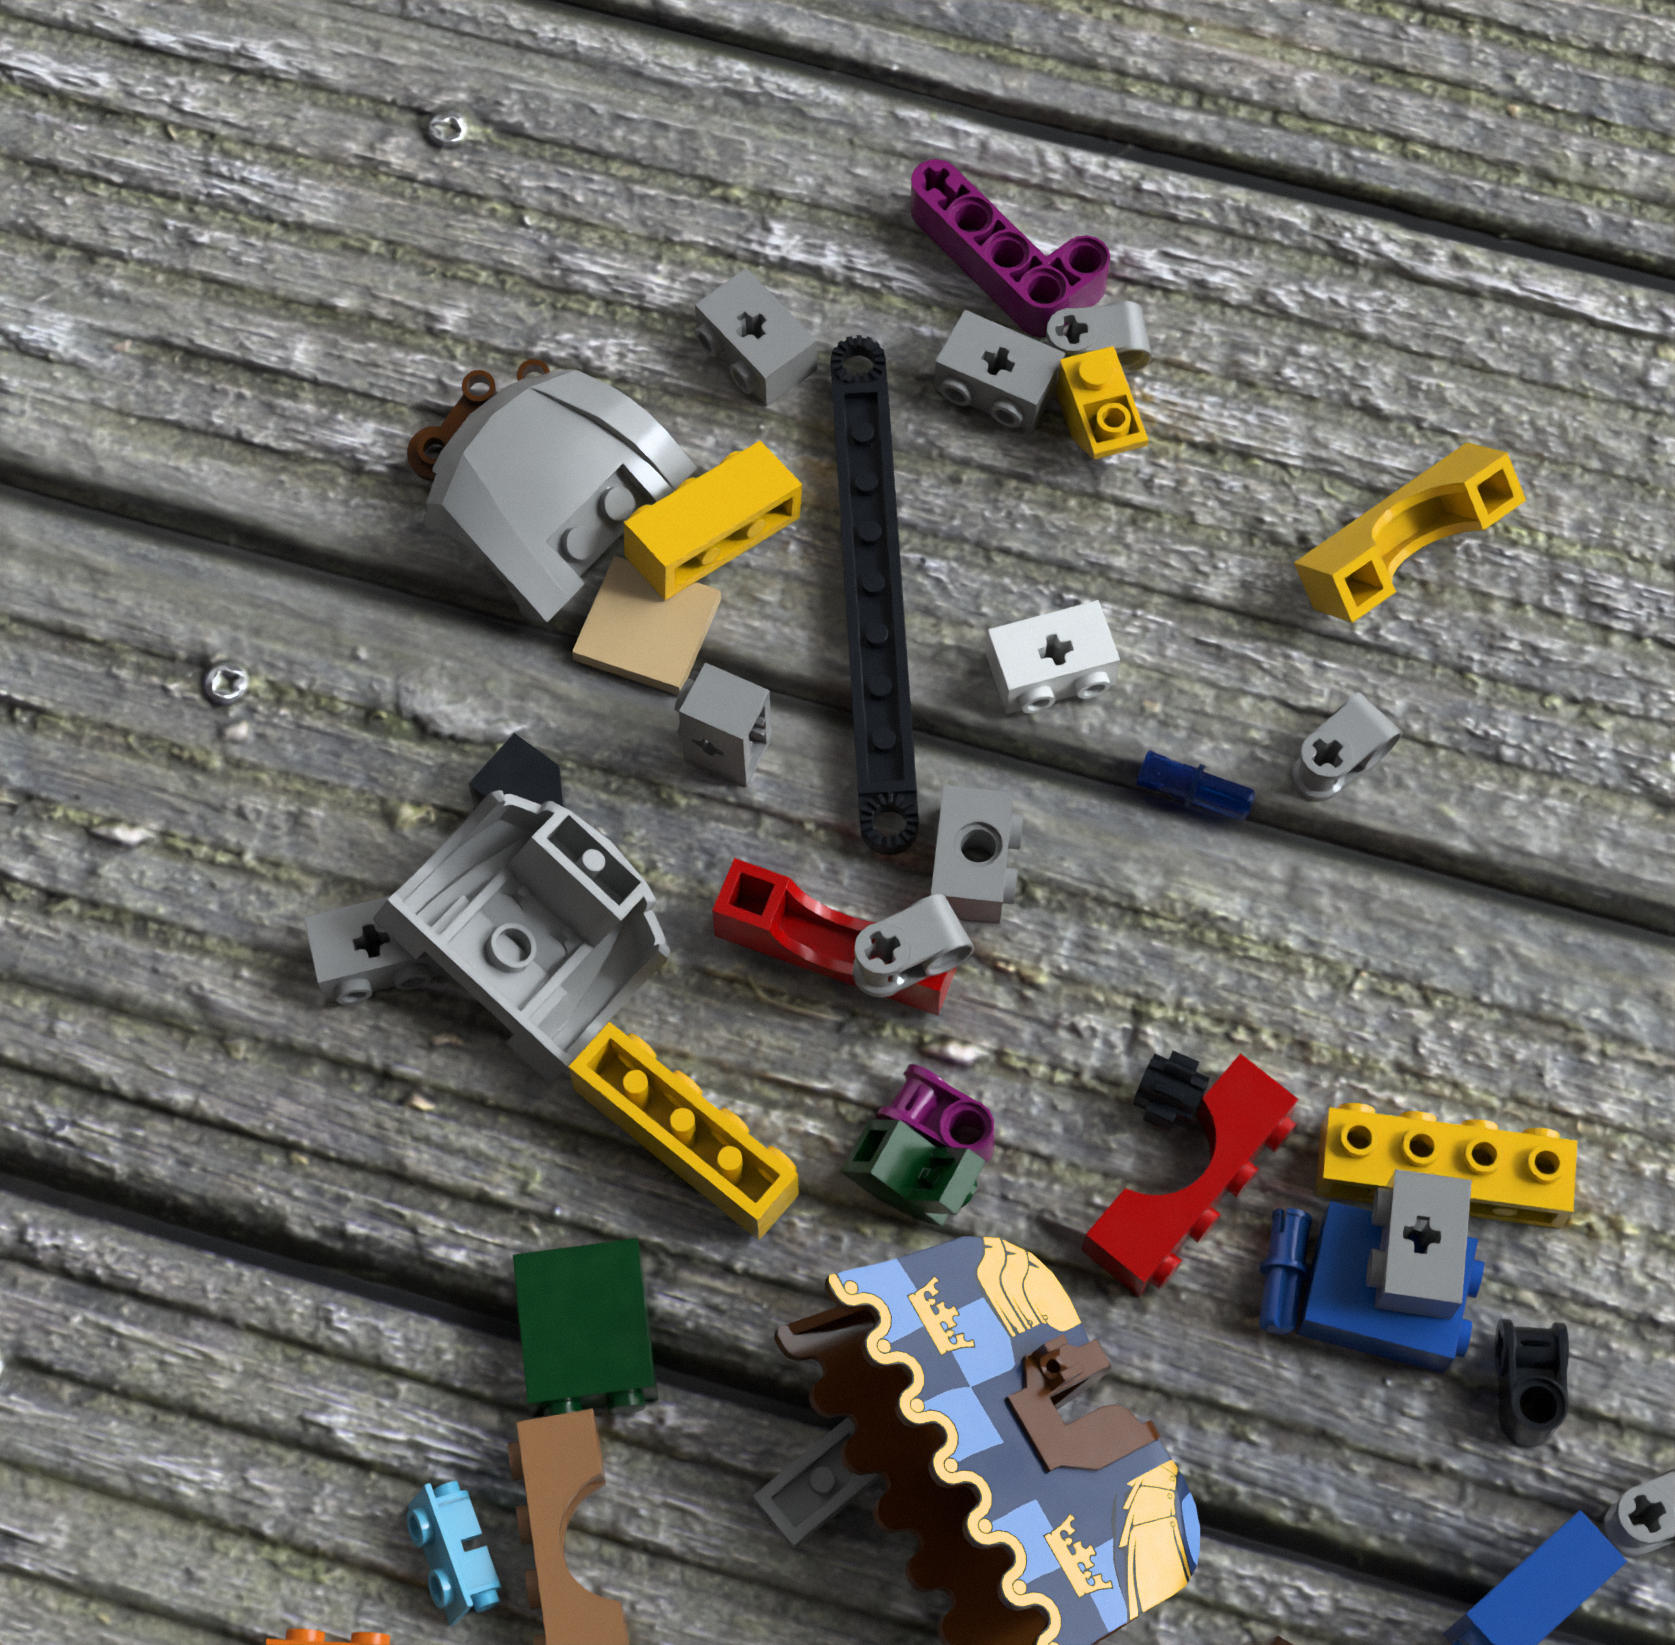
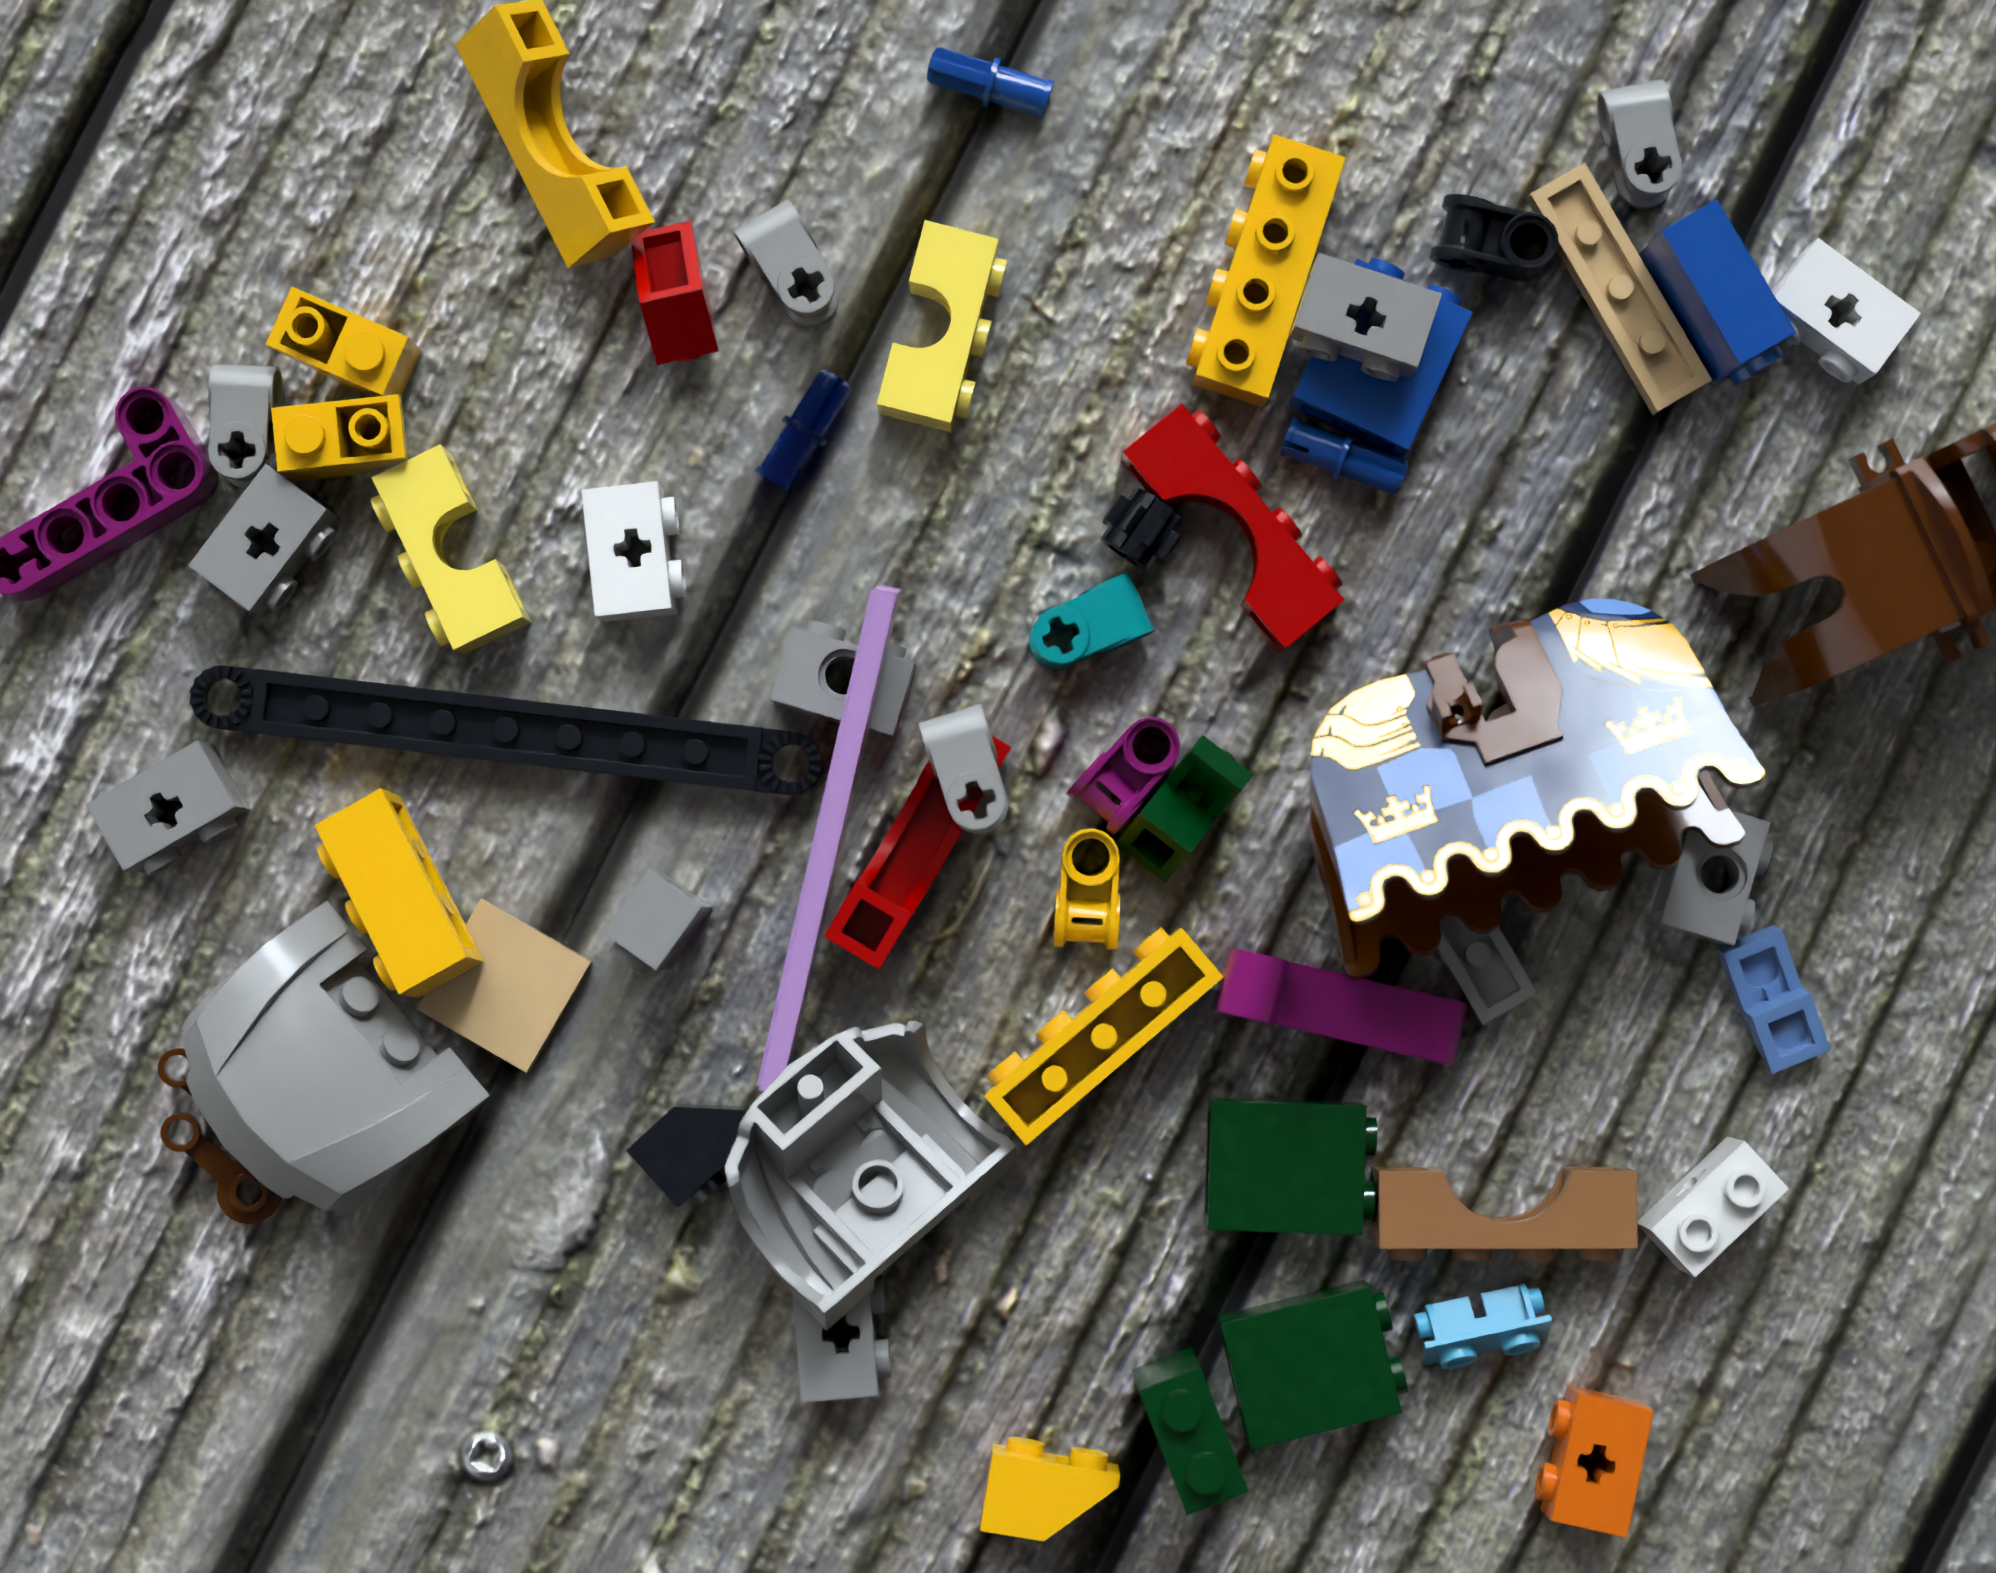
camera: 85 degrees left, 20 degrees up
(244, 1147) = (1042, 1492): none -> yellow slope
(317, 1263) = (1189, 1431): none -> dark green brick
(395, 1385) = (1312, 1363): none -> dark green brick
(746, 1353) = (1339, 1007): none -> magenta beam
(815, 1101) = (1088, 896): none -> yellow piece
(846, 851) = (829, 832): none -> lavender tile
(1054, 485) = (421, 503): none -> light yellow arch
(1078, 1068) = (1100, 620): none -> teal piece
(1180, 402) = (343, 345): none -> yellow slope
(1270, 888) = (931, 382): none -> light yellow arch
(1291, 654) = (673, 294): none -> red slope
(1514, 1514) = (1620, 290): none -> tan plate
(1557, 893) = (989, 81): none -> blue axle

